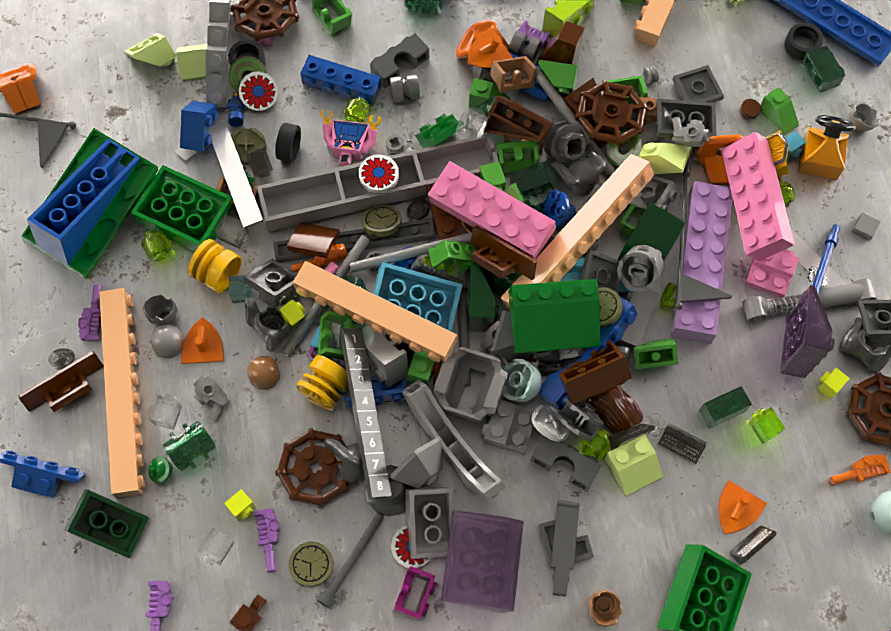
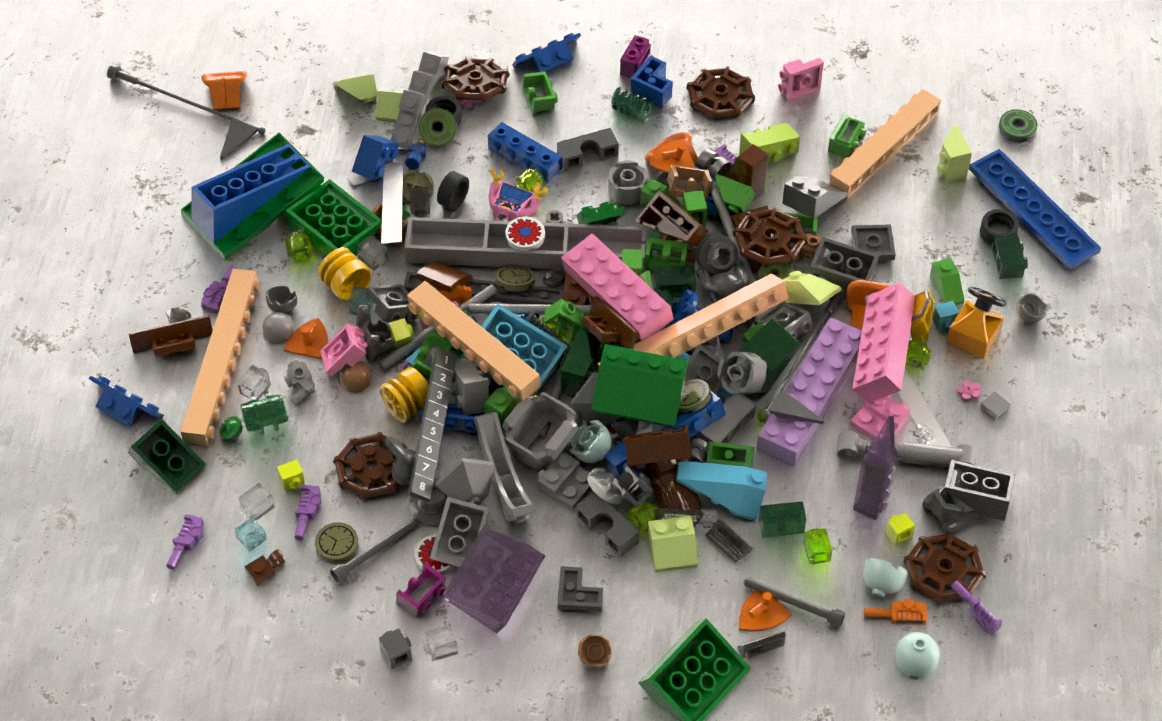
camera: 20 degrees right, 15 degrees down
(218, 580) = (250, 534): none -> clear light blue plate
(244, 351) = (344, 348): none -> bright pink plate
(258, 91) = (442, 142): tile -> none
(404, 88) = (583, 173): flat silver wheel -> none
(452, 87) = (626, 182): none -> light grey brick
(472, 124) = (628, 212): clear brick -> none
(529, 97) = (695, 205): none -> bright green brick
(564, 544) = (577, 588): dark grey piece -> none
(628, 55) = (811, 195): none -> slope
(651, 74) = (830, 219): light grey bush -> none
(667, 389) = (735, 487): none -> medium azure wedge
(693, 135) = (842, 274): light grey piece -> none
(750, 108) = (919, 274): reddish brown tile -> none
(808, 495) = (834, 617): none -> dark grey piece
(830, 242) = (950, 409): bar -> none
(837, 217) = (969, 390): none -> bright pink plant
(839, 442) = (883, 577): none -> light aqua cylinder

